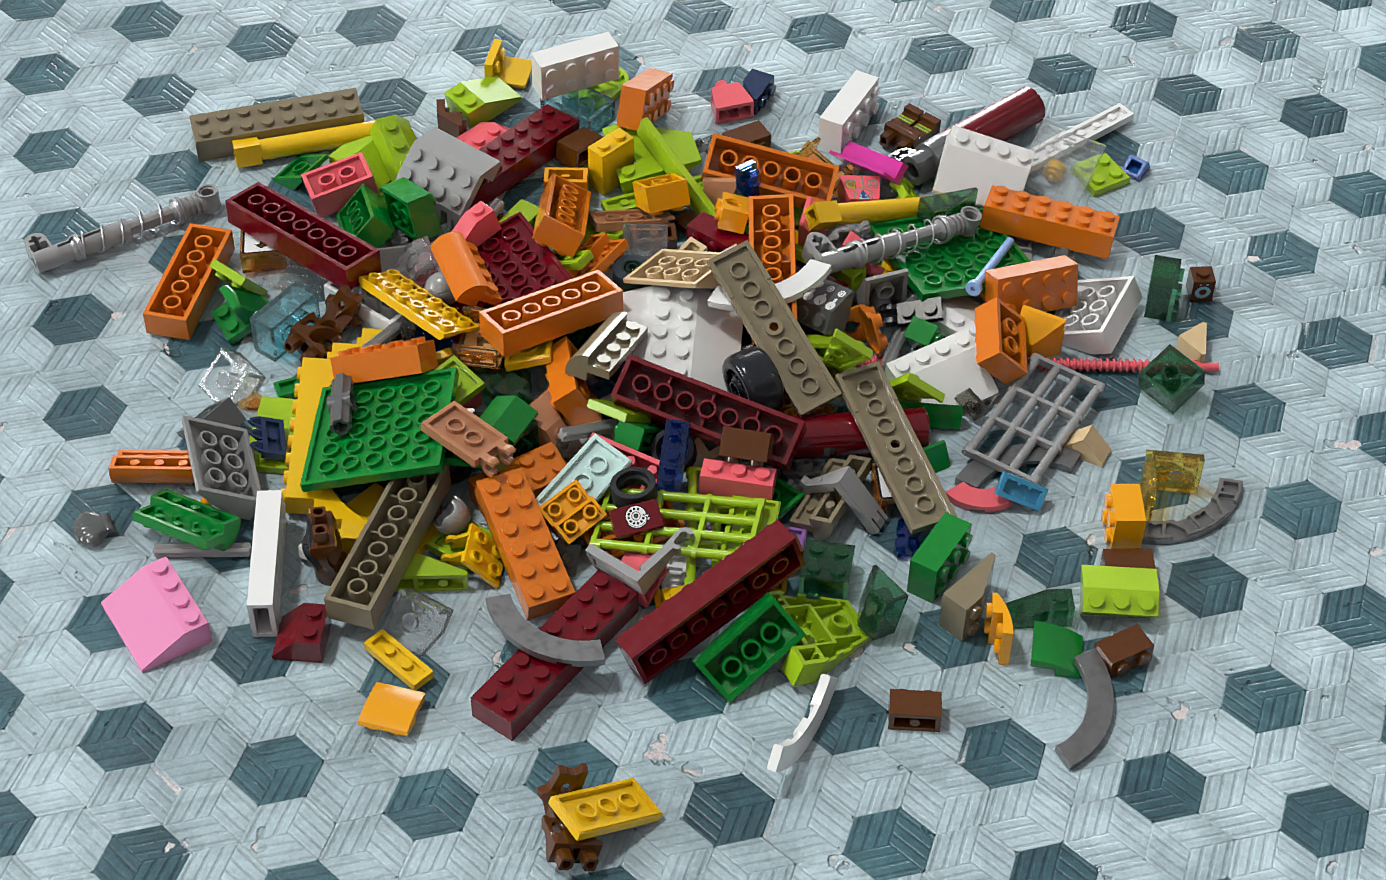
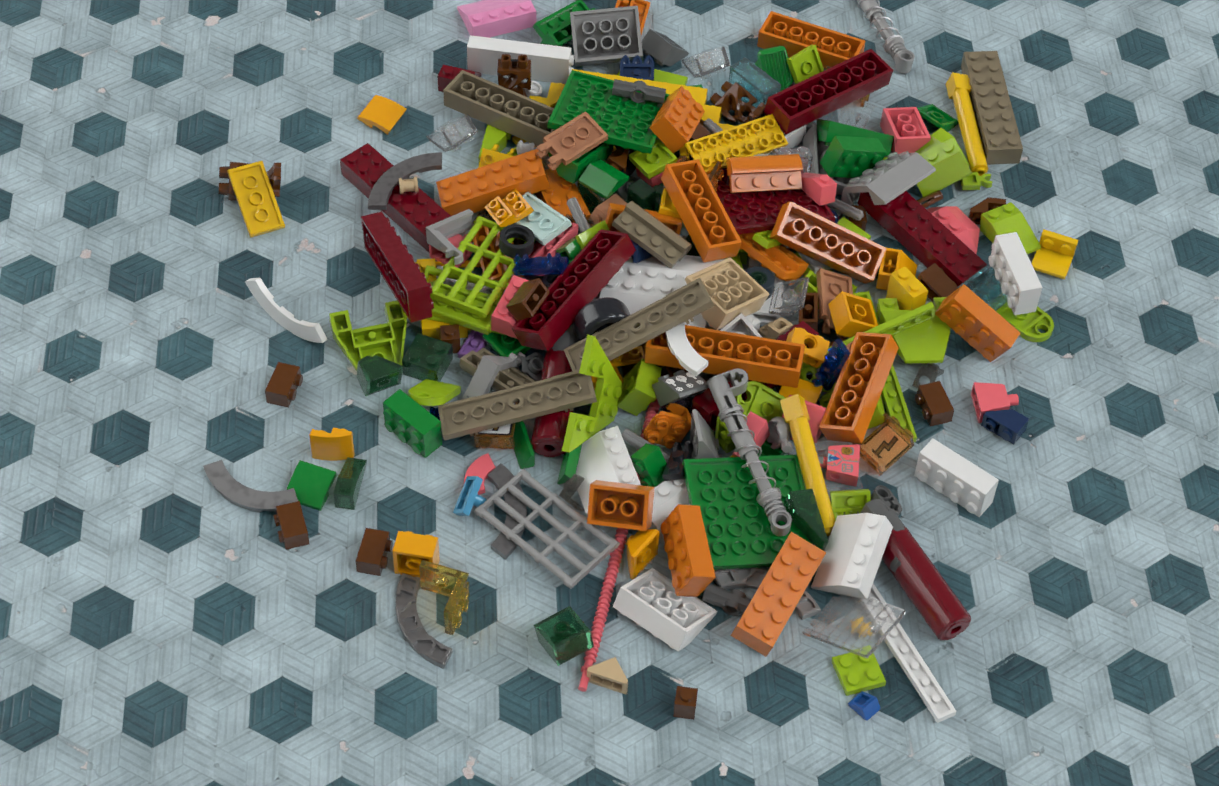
camera: 100 degrees right, 5 degrees up
(251, 402) = (685, 71): clear orange tile -> none
(398, 660) = (423, 122): yellow plate -> none
(557, 621) = (408, 185): none -> tan bush
(636, 519) = (485, 238): dark red slope -> none
(748, 647) = (360, 290): green slope -> none
(872, 162) = (879, 473): dark pink panel -> none
(886, 546) = (433, 392): none -> lime tile
(909, 128) = (934, 527): reddish brown hips -> none
(966, 600) = (367, 433): dark tan slope -> none
(974, 286) = (686, 499): light blue bar -> none
(1089, 444) = (511, 563): tan slope -> none
(1119, 592) = (342, 531): lime slope -> none
(1164, 288) = (677, 662): clear green brick -> none

